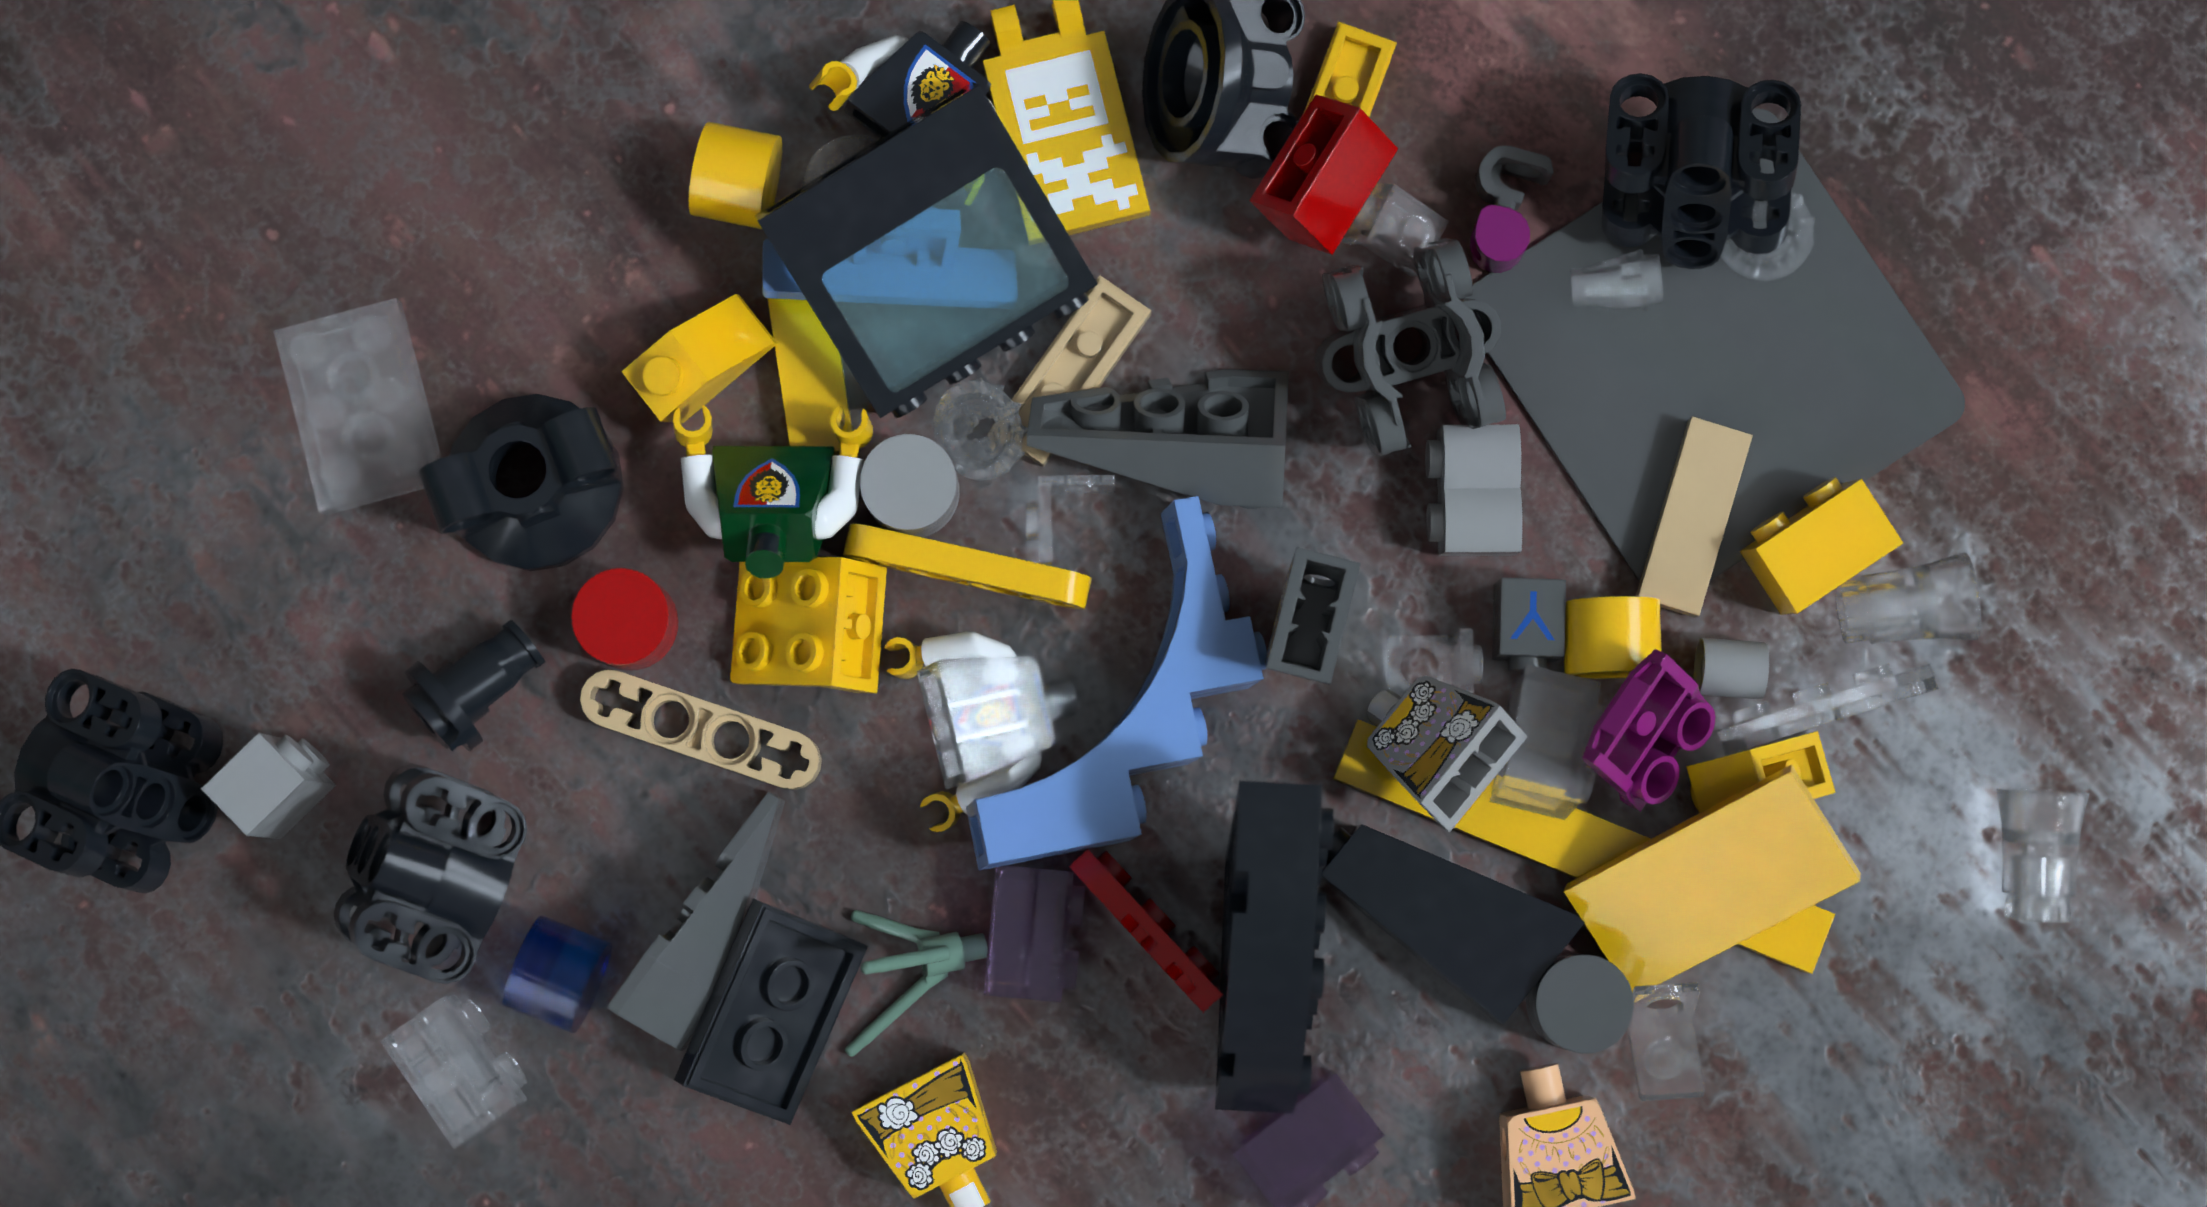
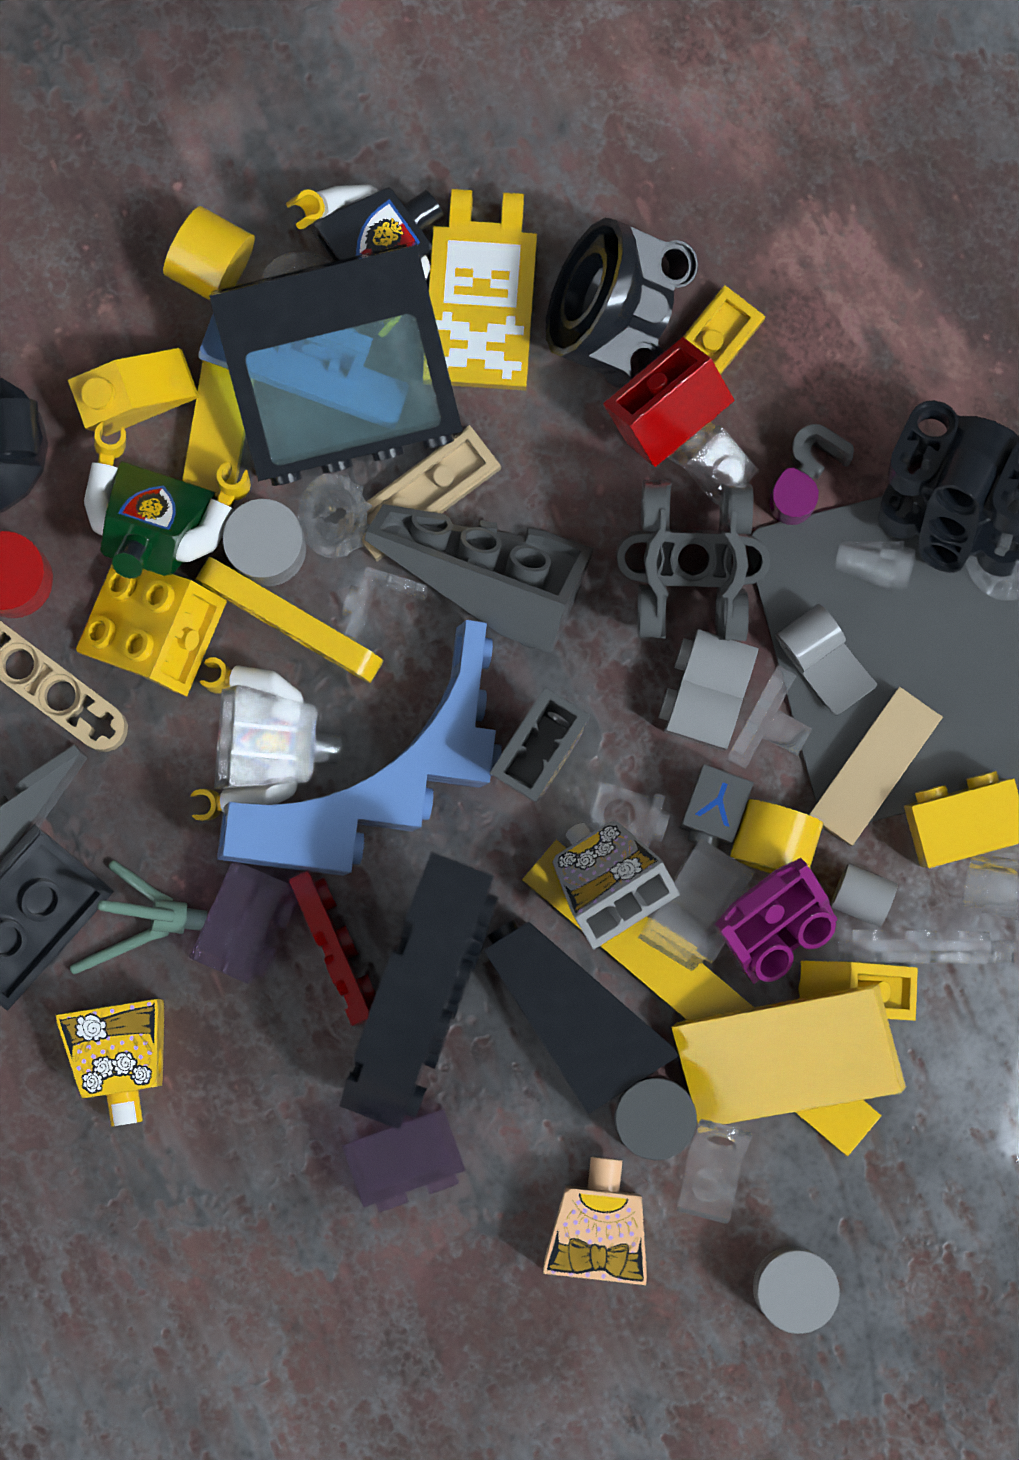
camera: 20 degrees right, 0 degrees up
(1557, 506) = (770, 723): none -> clear tile
(1587, 408) = (820, 655): none -> light grey panel
(1806, 1146) = (796, 1289): none -> light grey piece

